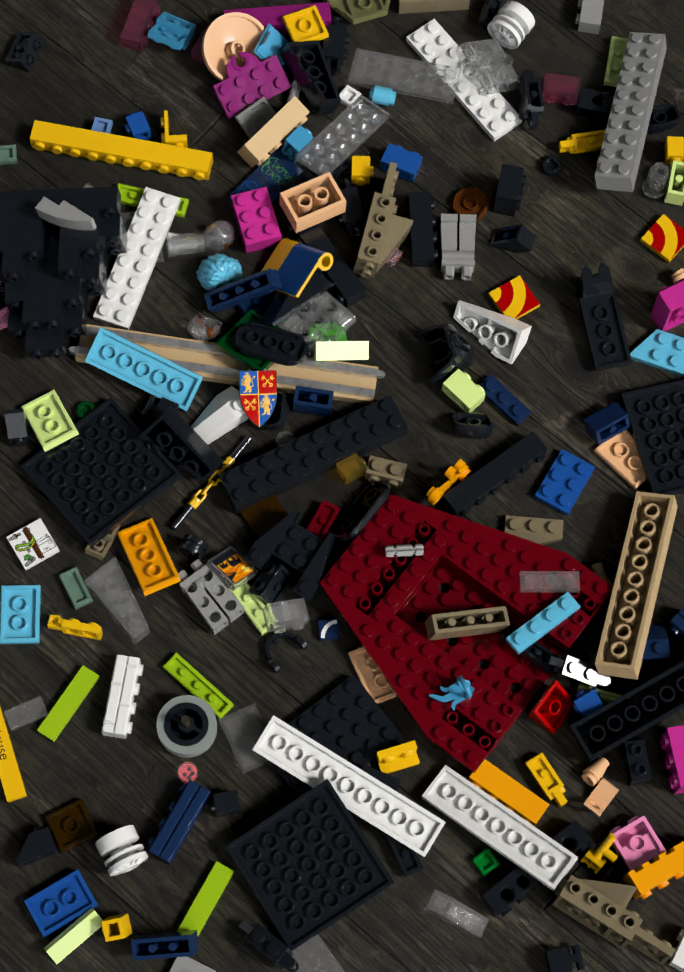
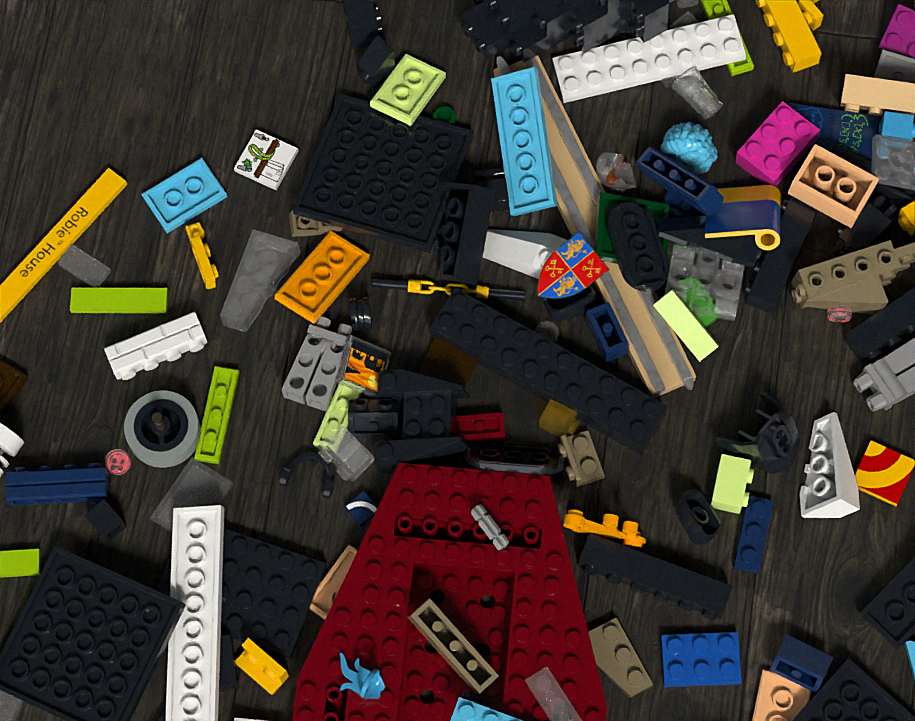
camera: 65 degrees right, 0 degrees up
(76, 588) = (239, 235): sand green tile -> none
(219, 236) = (733, 122): clear hair -> none

